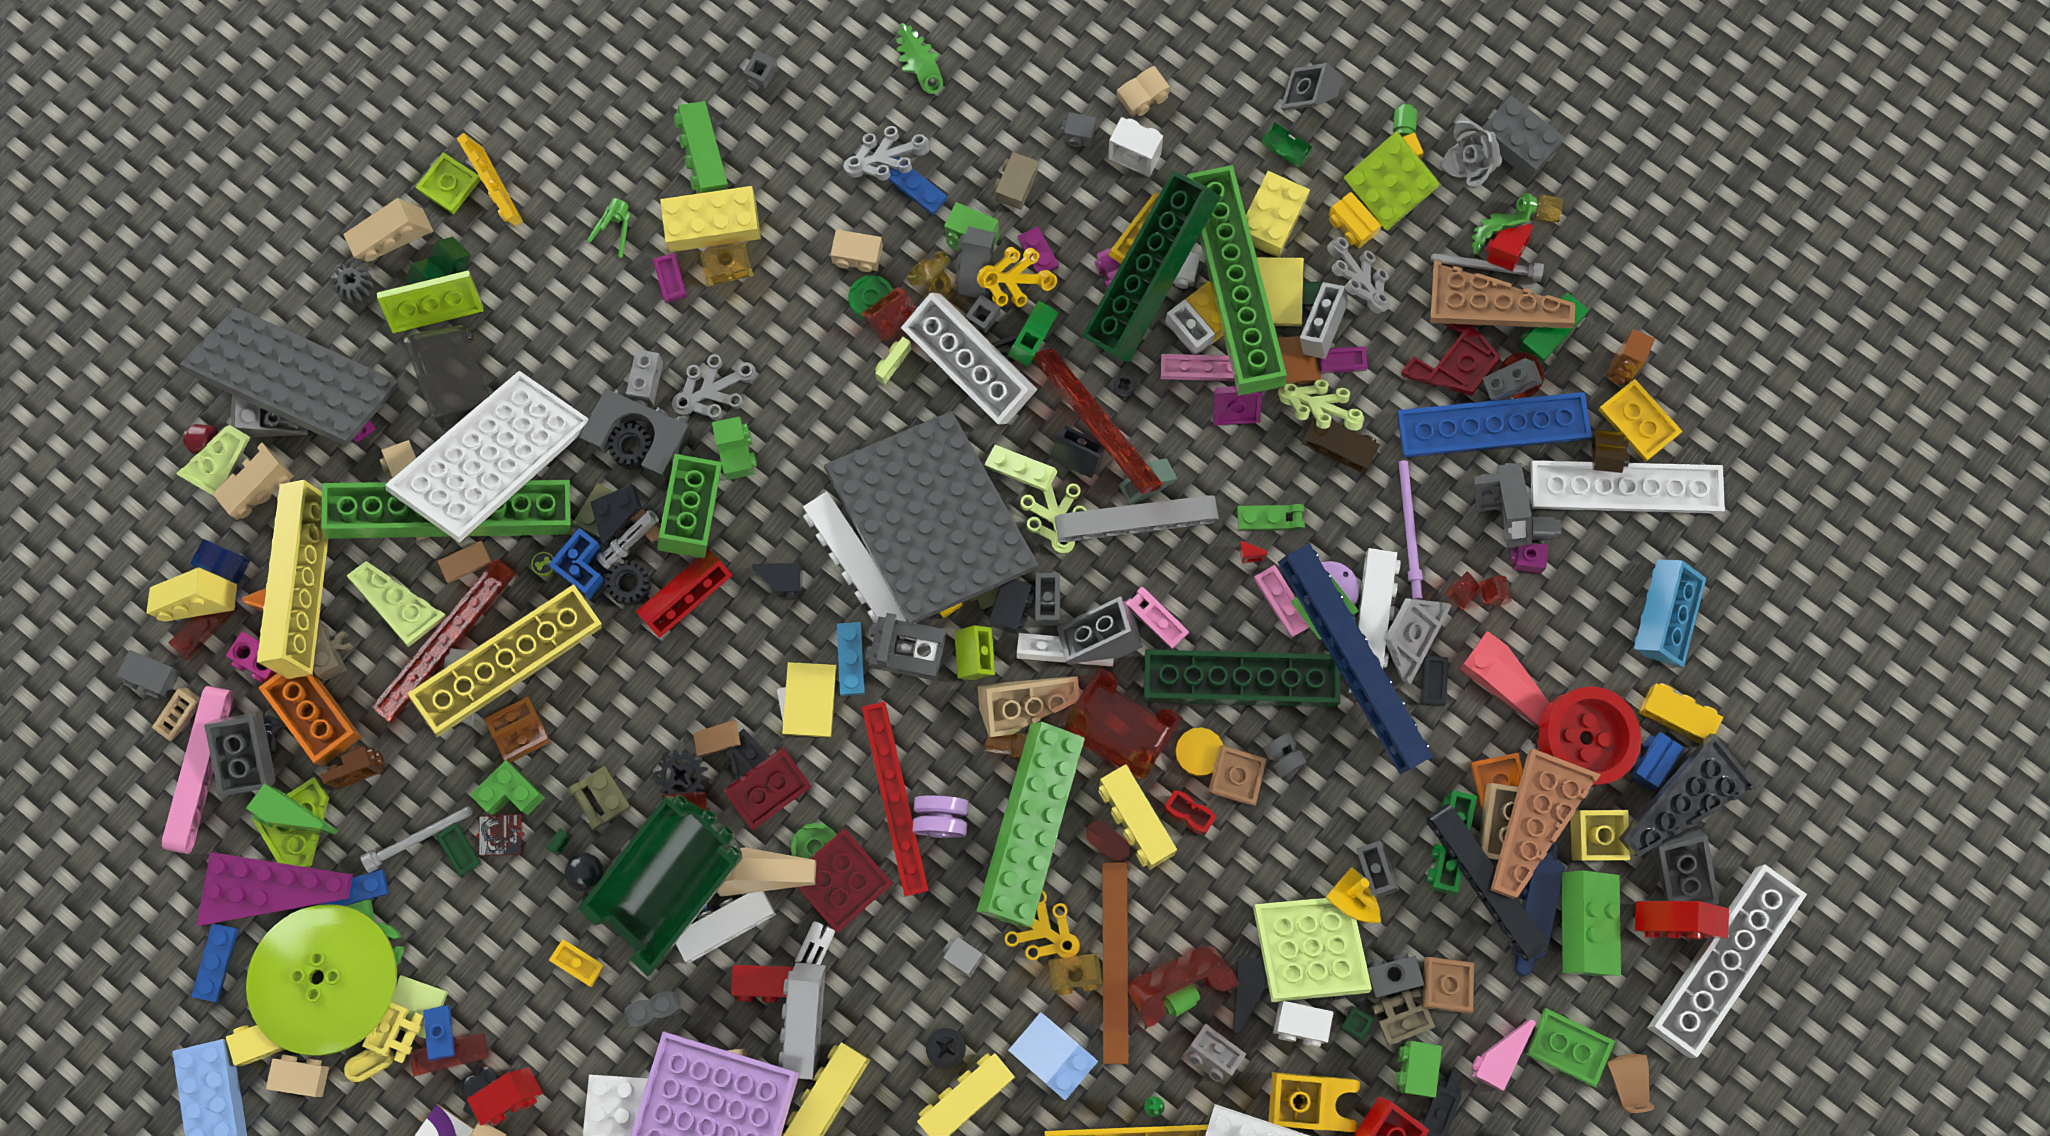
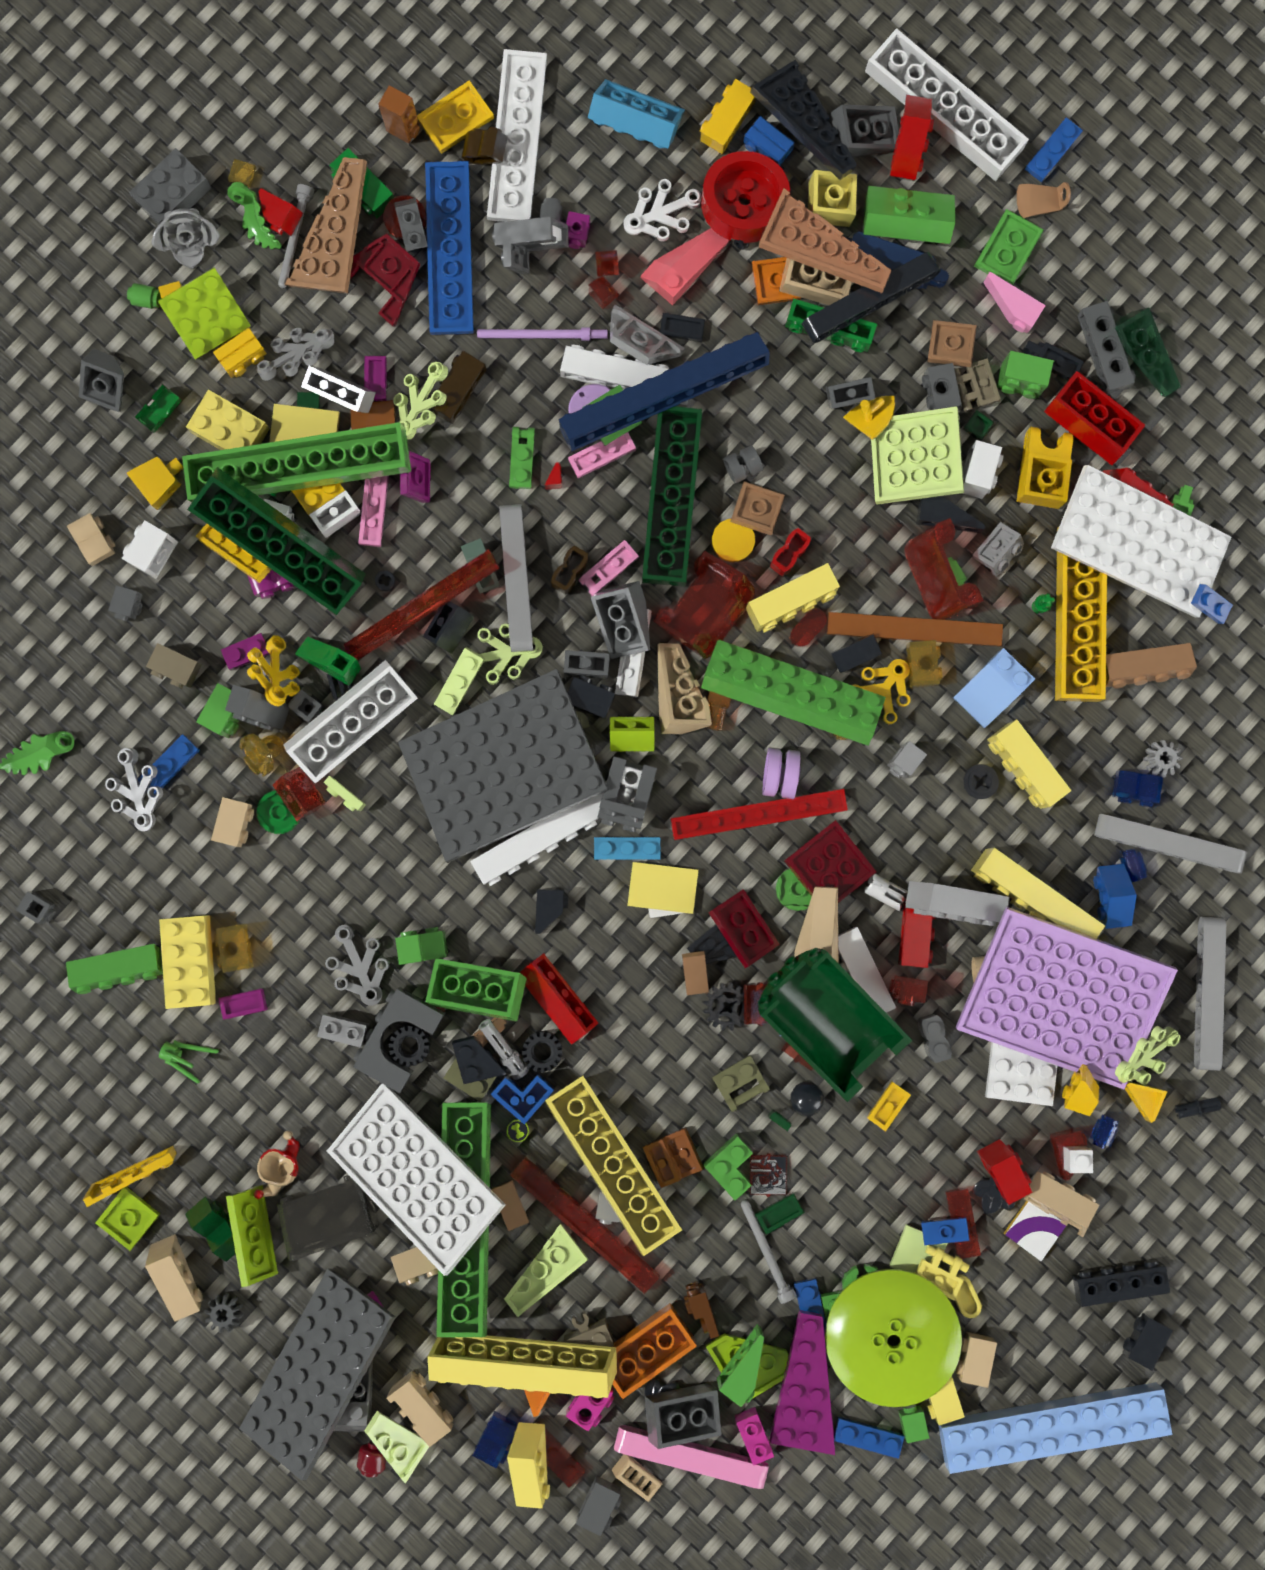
camera: 95 degrees left, 10 degrees up
(218, 834) = (754, 1436): none -> dark pink brick
(228, 1010) = (913, 1423): none -> bright green brick
(501, 323) = (278, 1167): none -> tan piece
(705, 974) = (908, 989): none -> clear red brick
(1082, 896) = (856, 653): none -> black slope
(1144, 572) = (573, 565): none -> dark brown brick
(1209, 148) = (156, 480): none -> yellow torso
(1561, 646) = (660, 213): none -> white plant
(1693, 1094) = (1053, 149): none -> blue plate

